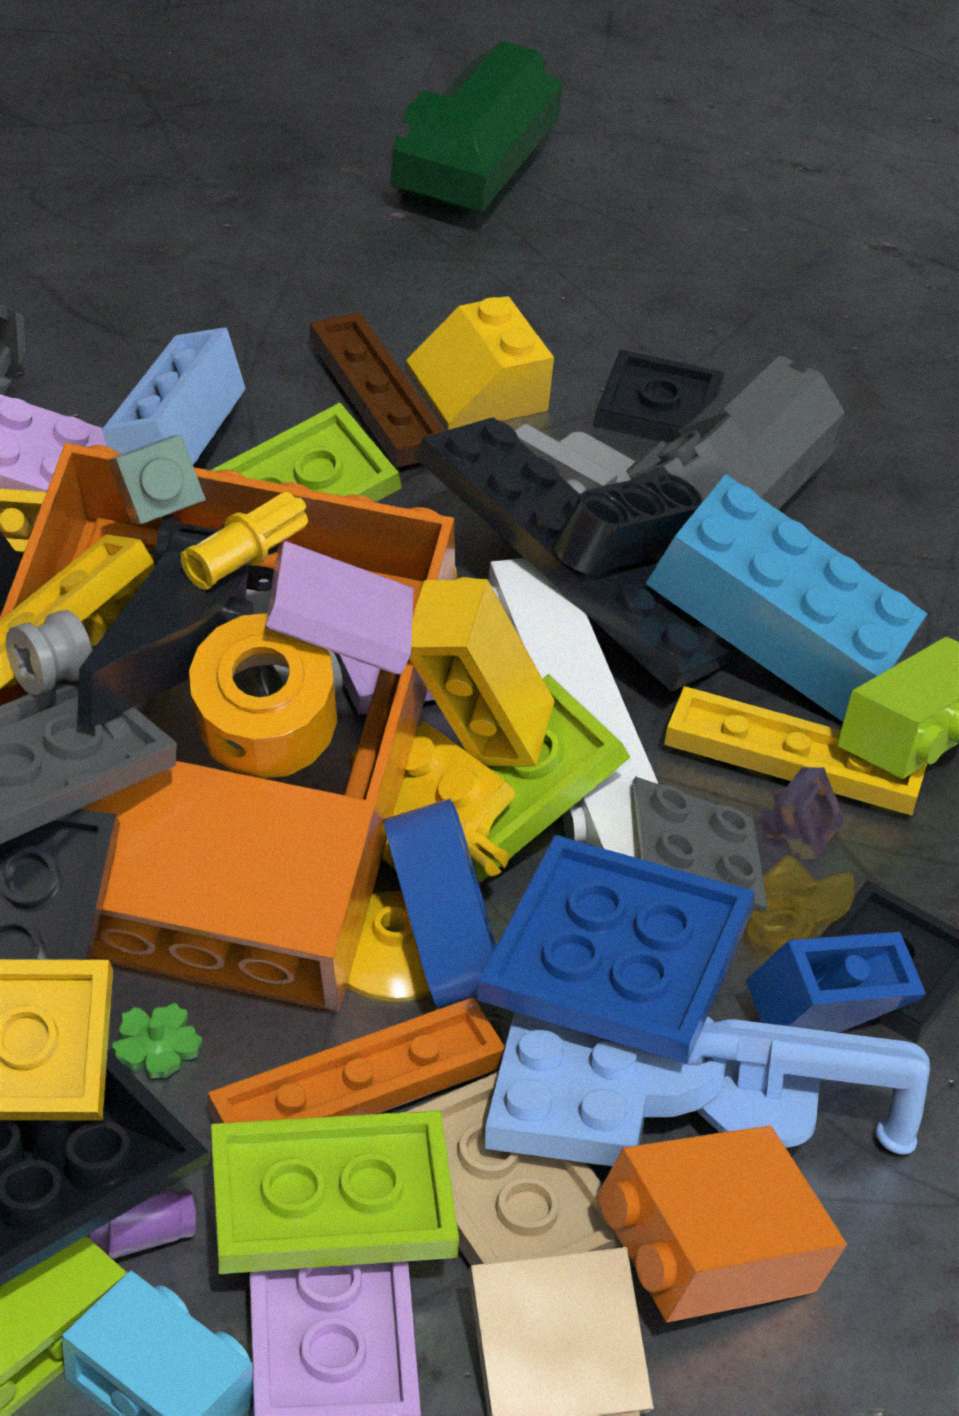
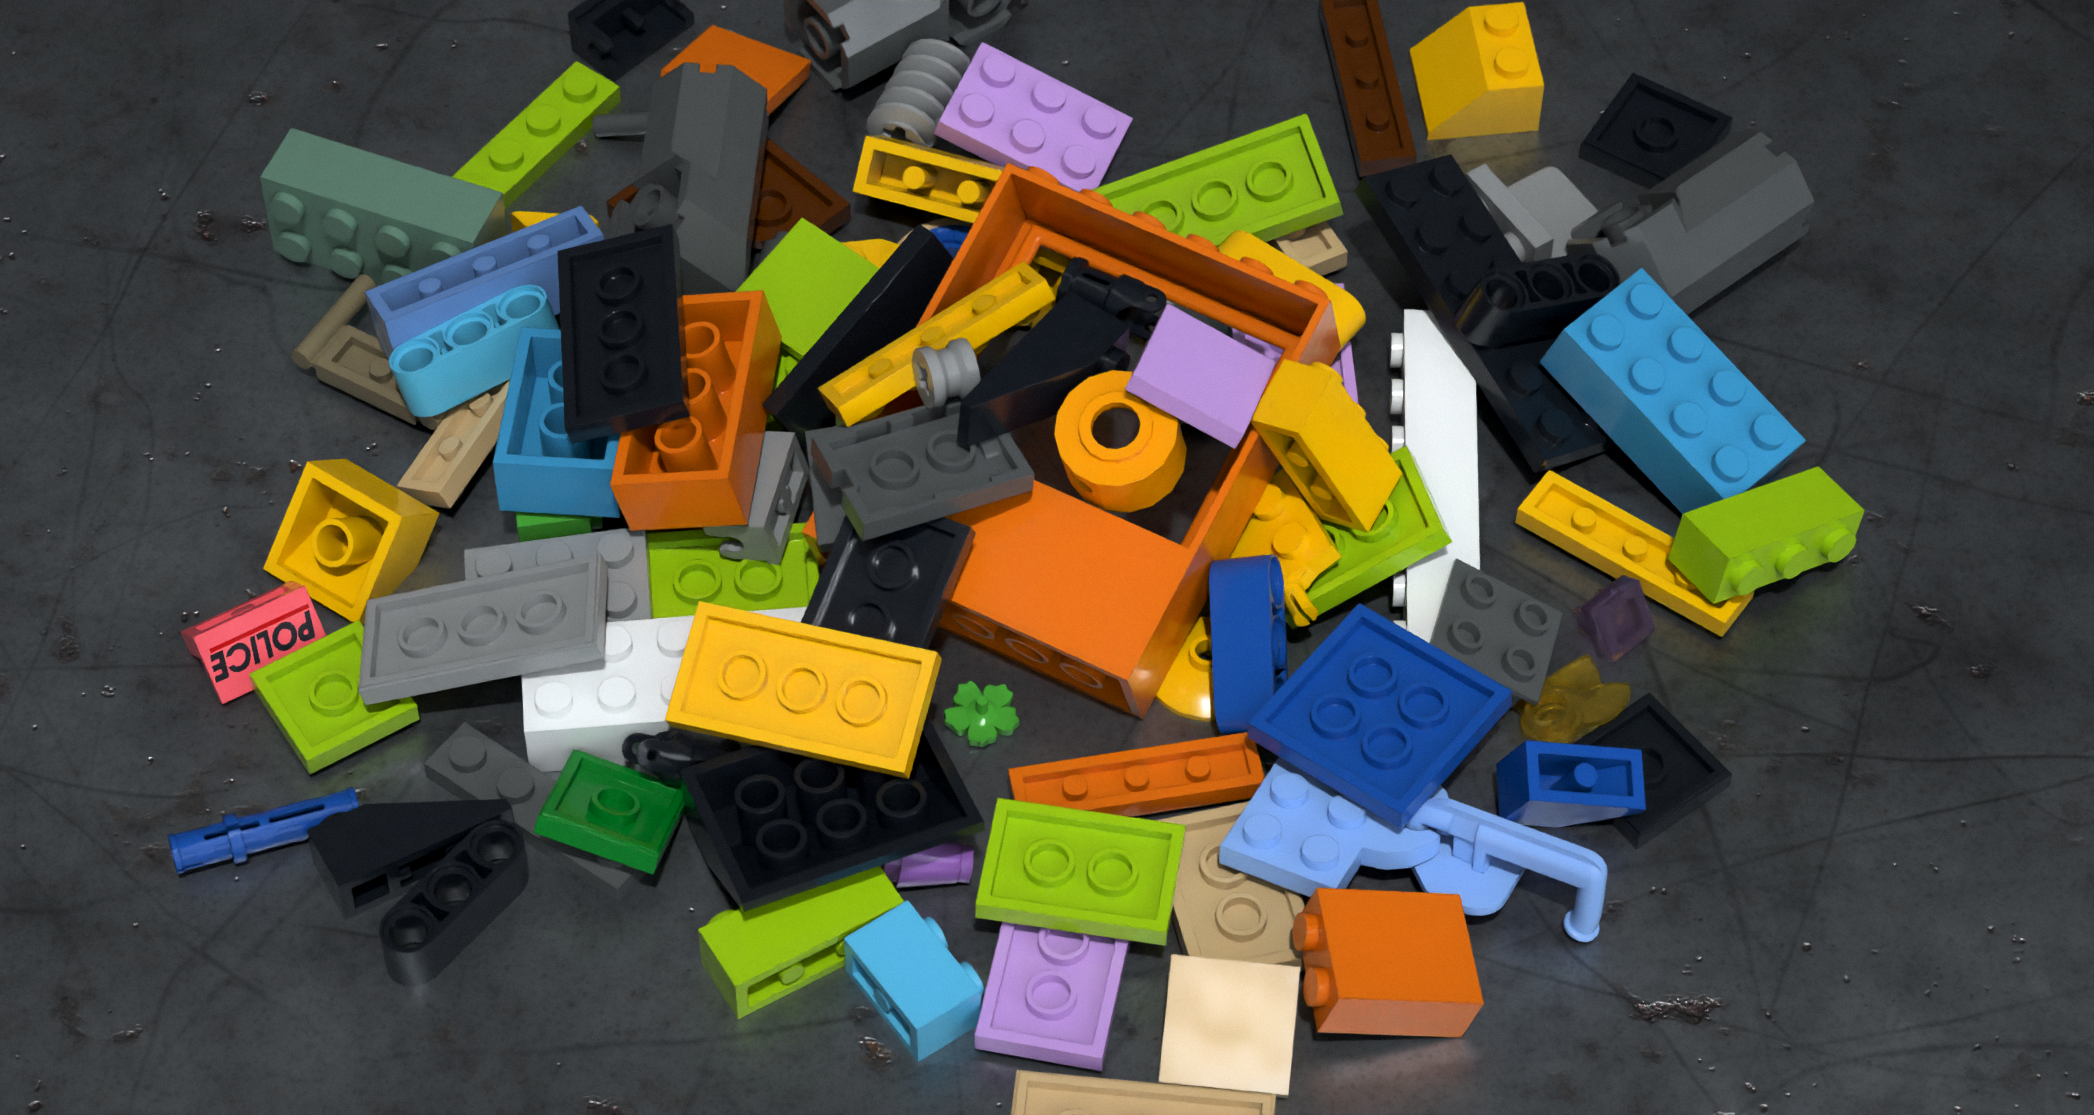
camera: 20 degrees right, 10 degrees up
(156, 479) = (1072, 222): sand green brick -> none
(180, 394) = (1152, 89): light blue brick -> none
(244, 540) = (1131, 299): yellow axle -> none

